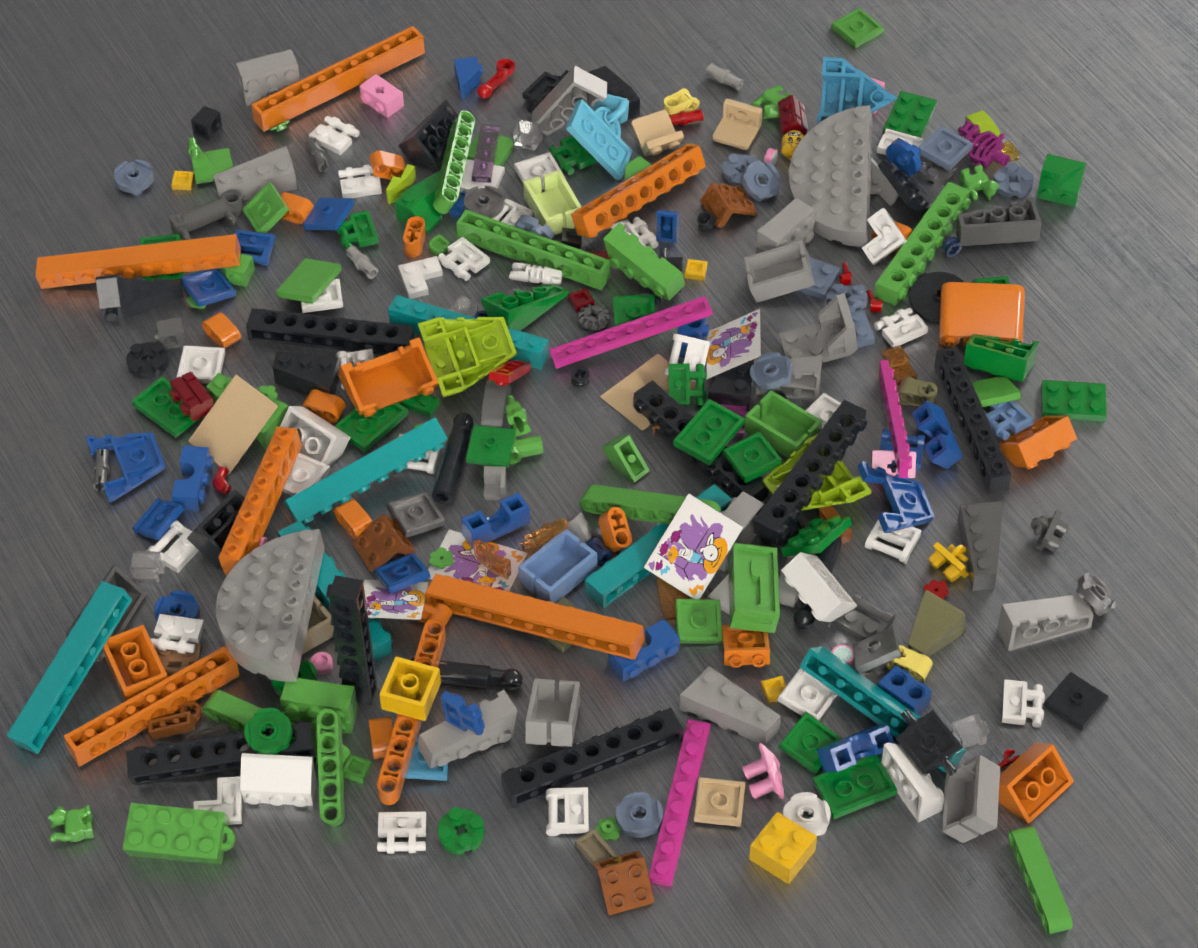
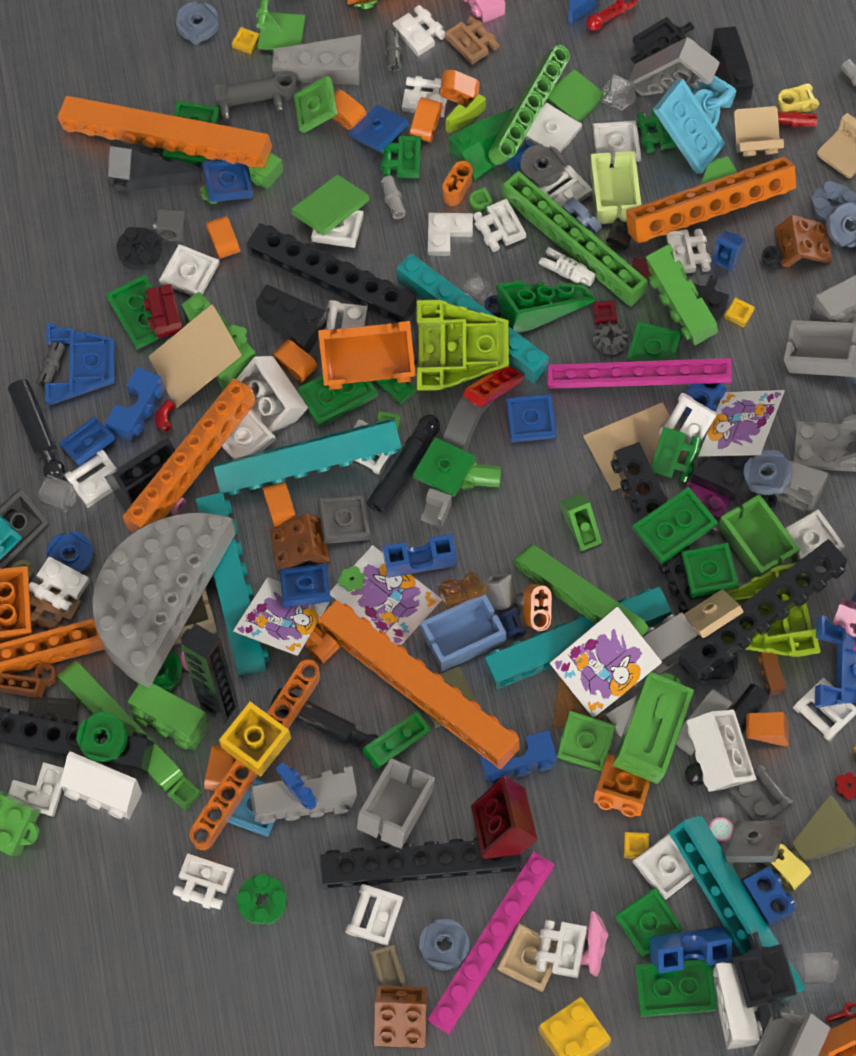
camera: 20 degrees right, 15 degrees up
(105, 519) = (36, 427): none -> black piece
(257, 243) = (293, 141): blue plate -> none
(336, 777) = (145, 801): bright green beam -> none
(368, 195) = (426, 119): none -> orange beam
(379, 132) = (465, 41): none -> medium nougat plate
(429, 139) = (513, 67): black wedge -> none
(485, 153) = (566, 103): tile -> none
(486, 556) = (398, 594): clear orange slope -> none
(516, 416) = (483, 439): bright green animal -> none
(532, 666) = (396, 740): none -> green plate
(550, 393) = (531, 418): none -> blue plate
(580, 371) = (570, 400): black bush -> none
(608, 829) = (409, 953): bright green plant -> none
(653, 697) = (503, 820): none -> dark red slope
(725, 703) = (577, 849): light grey wedge -> none
(751, 777) = (568, 951): none -> white plate
(771, 483) = (713, 613): none -> tan plate
(814, 806) = (625, 995): white plate -> none
(816, 536) = (742, 687): green plate -> none
(851, 563) = (768, 727): none -> orange slope

